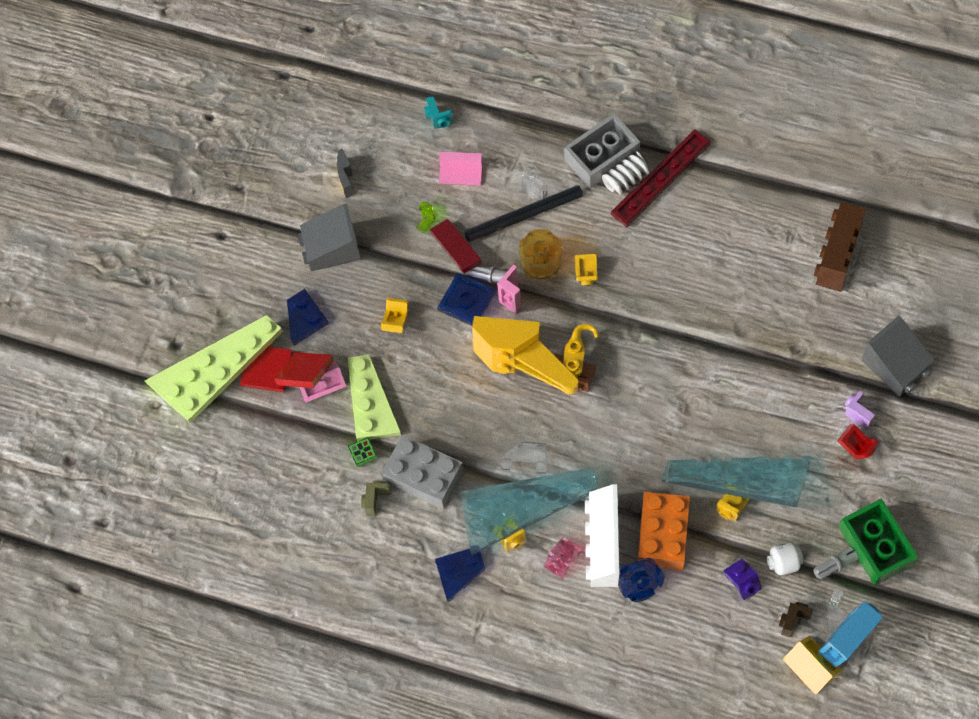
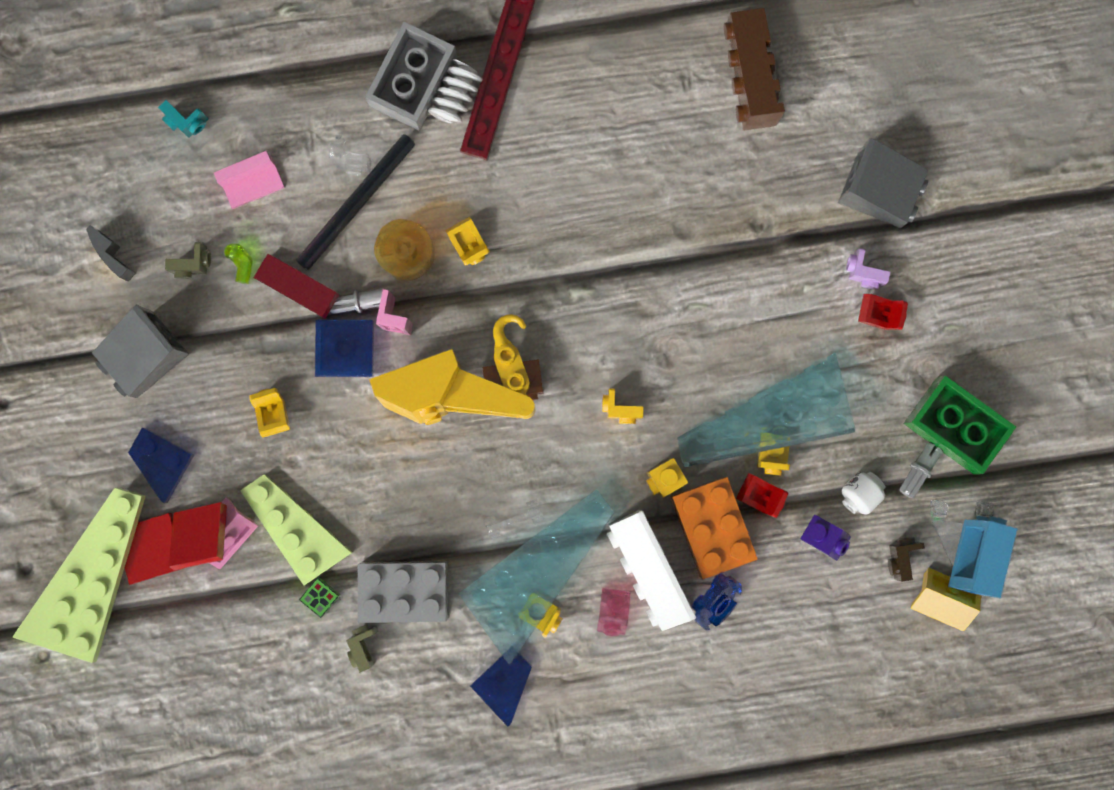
camera: 30 degrees left, 20 degrees up
(391, 203) = (186, 267): none -> olive bracket
(637, 426) = (625, 414): none -> yellow bracket
(645, 480) = (666, 478): none -> yellow brick
(709, 526) = (762, 495): none -> red bracket

